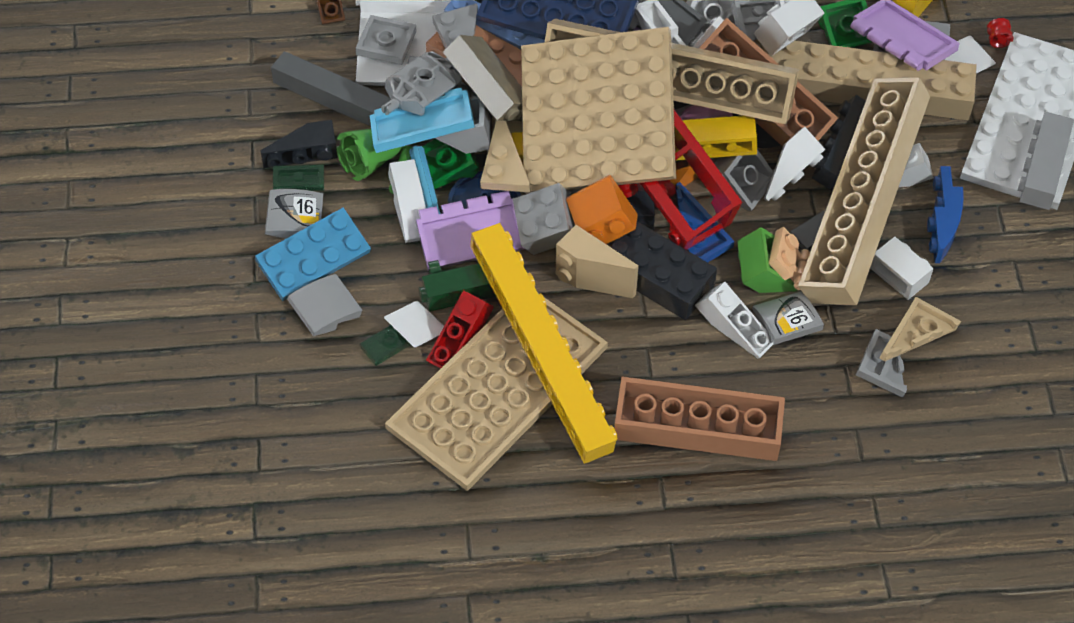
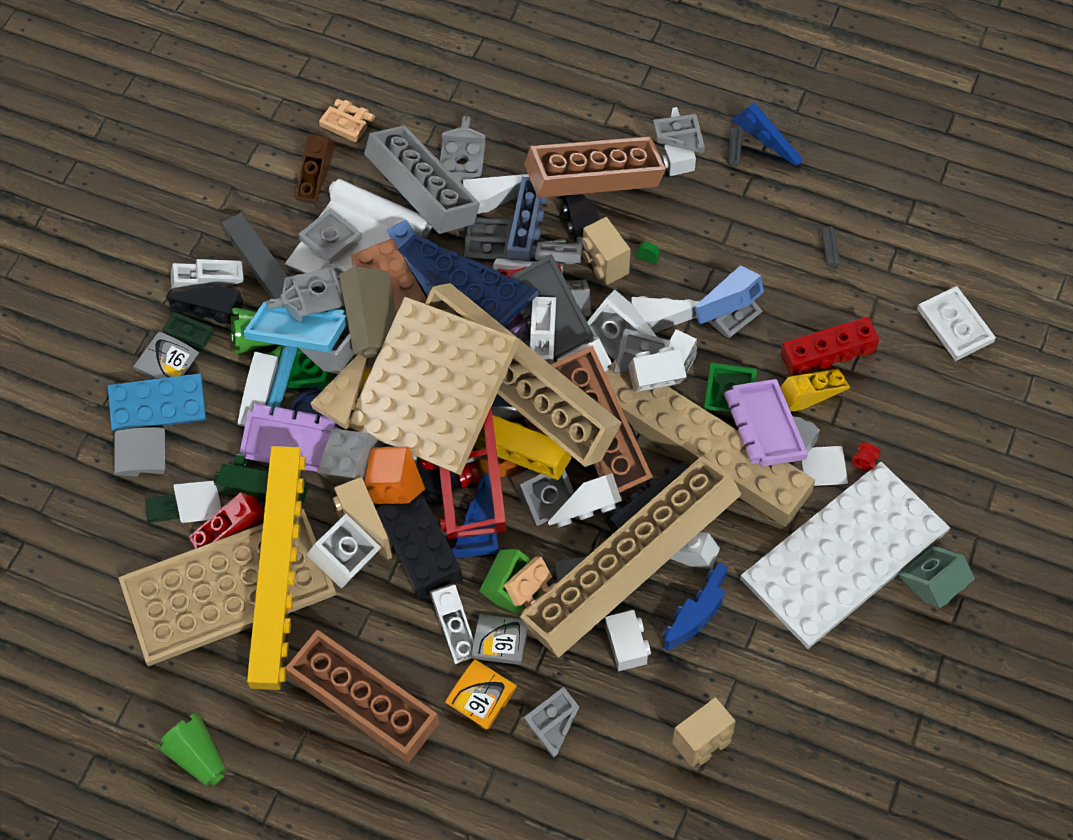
camera: 30 degrees right, 5 degrees up
(280, 122) = (205, 274): none -> white slope
(456, 23) = (380, 251): light grey wing -> none
(572, 540) = (194, 750): none -> bright green cone
(596, 301) = (343, 551): none -> white brick
(803, 371) = (481, 694): none -> slope
(919, 326) = (603, 702): tan wing -> none
(1028, 309) = (704, 733): none -> tan brick
(1046, 160) = (817, 600): light grey brick -> none

